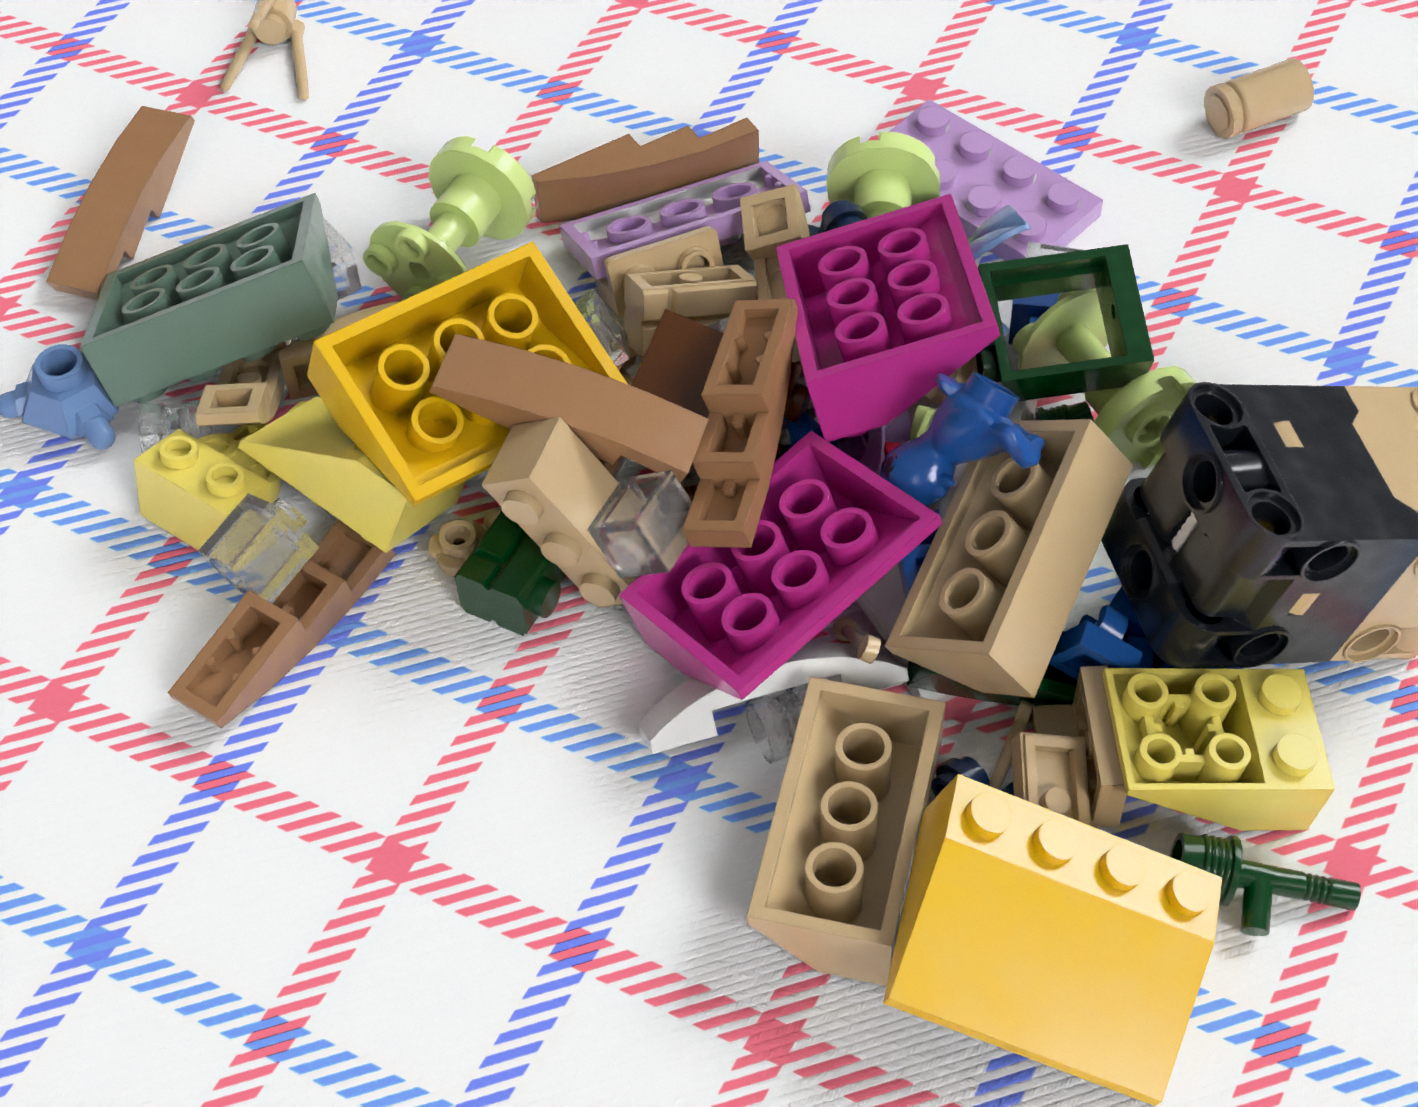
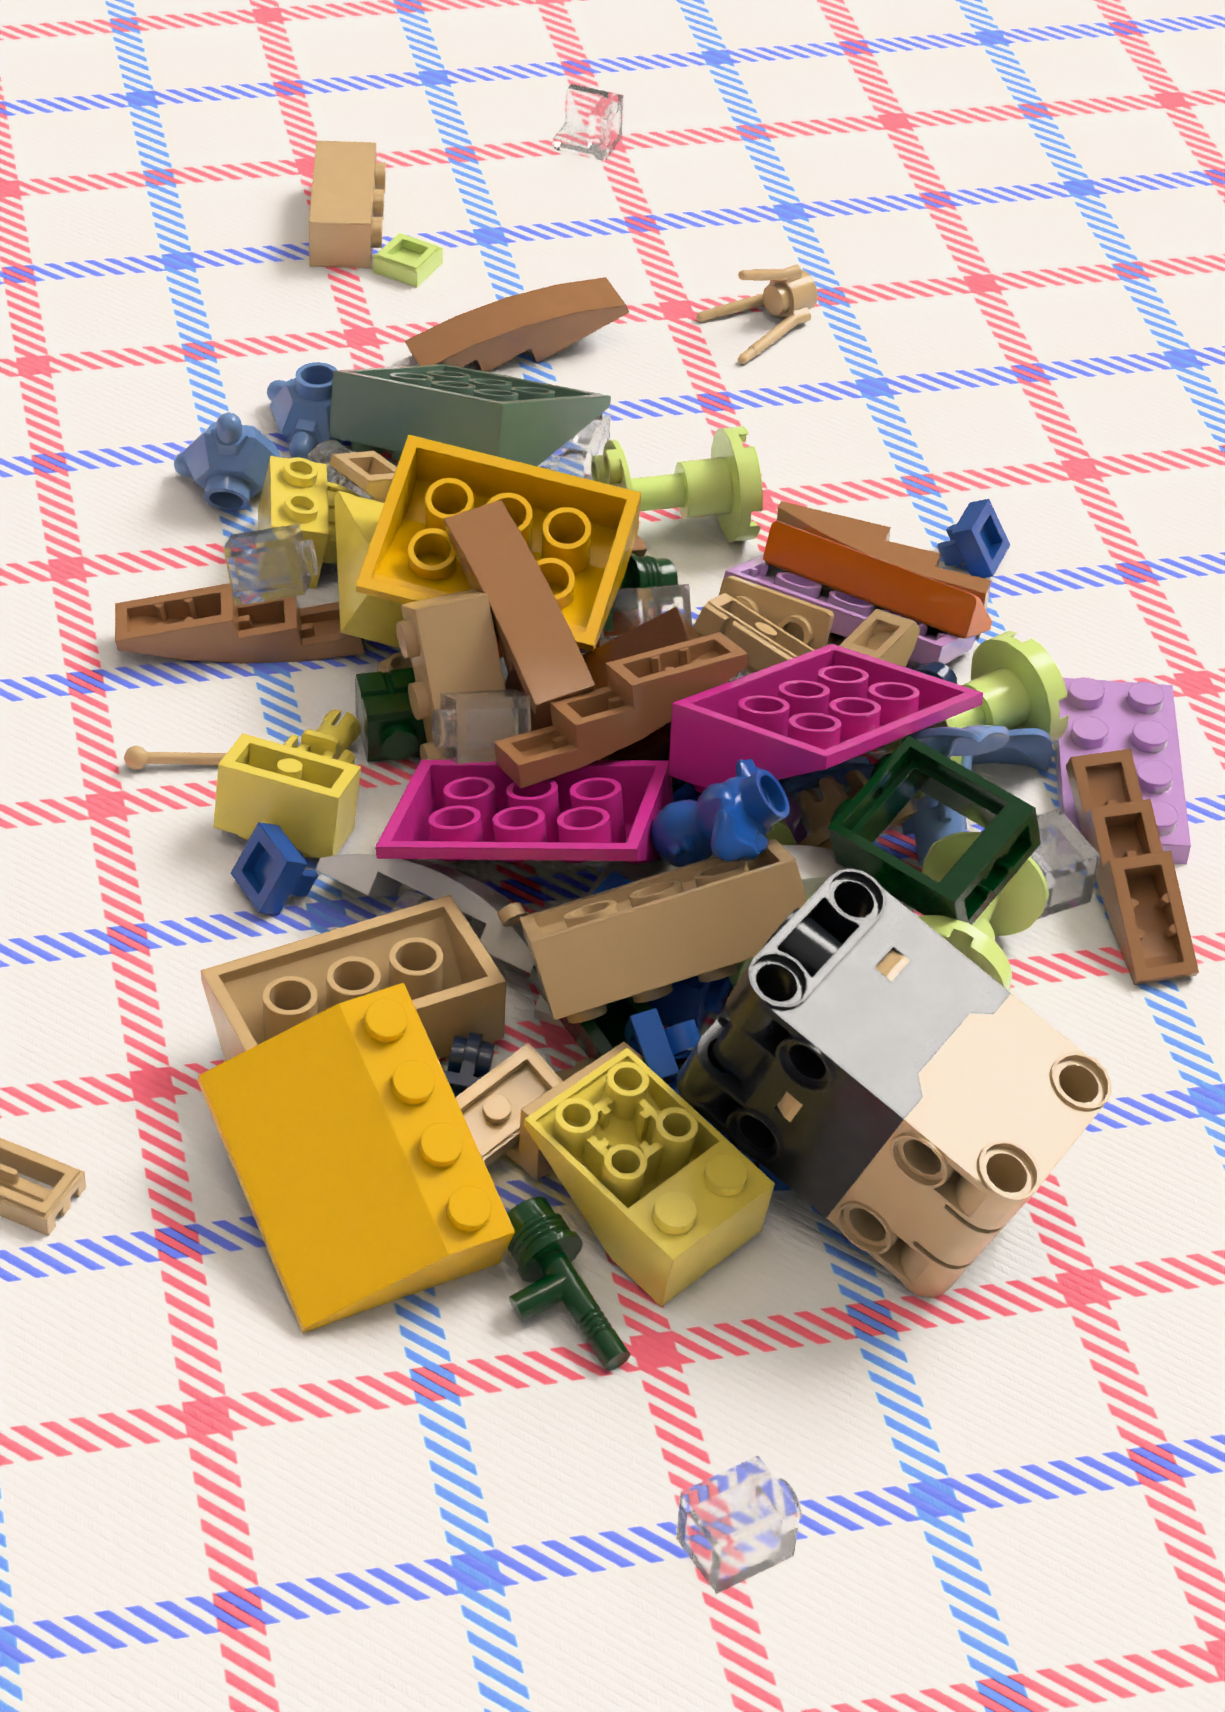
camera: 45 degrees right, 10 degrees down
(78, 497) = (228, 462): none -> medium blue rock
(438, 725) = (137, 757): none -> tan hinge
(542, 706) = (300, 788): none -> light yellow brick
(614, 787) = (272, 870): none -> blue tile
(669, 100) = (976, 540): none -> blue tile
(681, 182) = (876, 581): none -> orange slope
(1164, 270) = (1133, 870): none -> medium nougat slope

